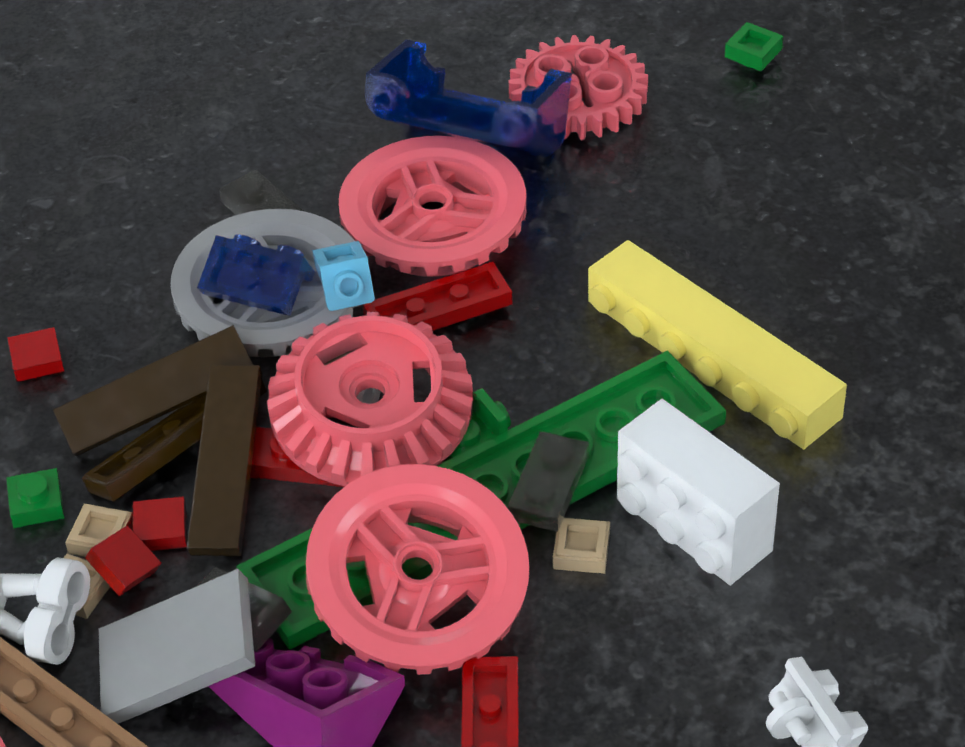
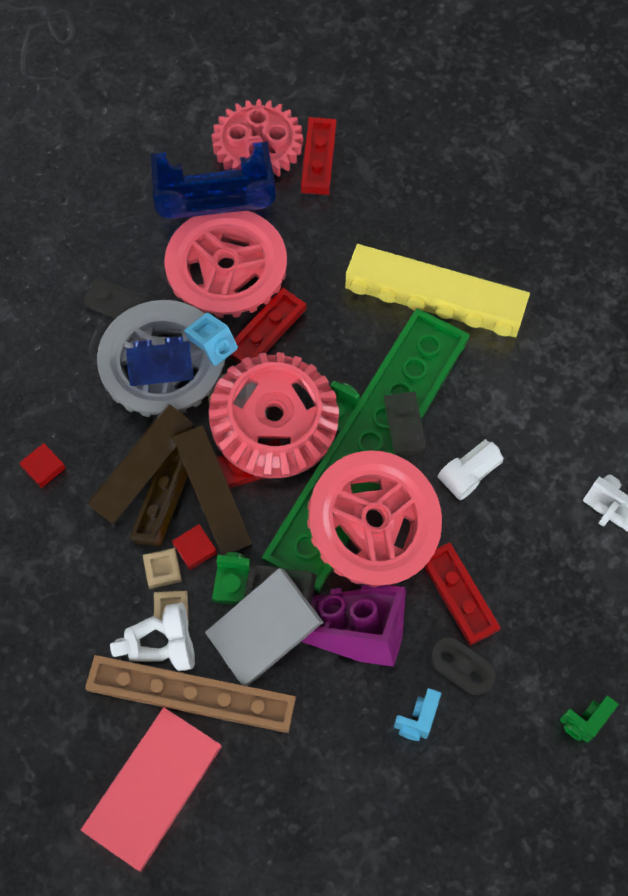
camera: 30 degrees left, 20 degrees up
(35, 498) = (108, 563): green plate -> none
(123, 560) = (192, 583): red tile -> none
(183, 571) = (231, 578): none -> green bracket
(582, 545) = (438, 453): tan tile -> none
(599, 583) = (464, 474): none -> white piece
(651, 132) = (318, 156): none -> red plate
(696, 491) = (490, 397): white brick -> none
(753, 46) = (342, 70): green plate -> none

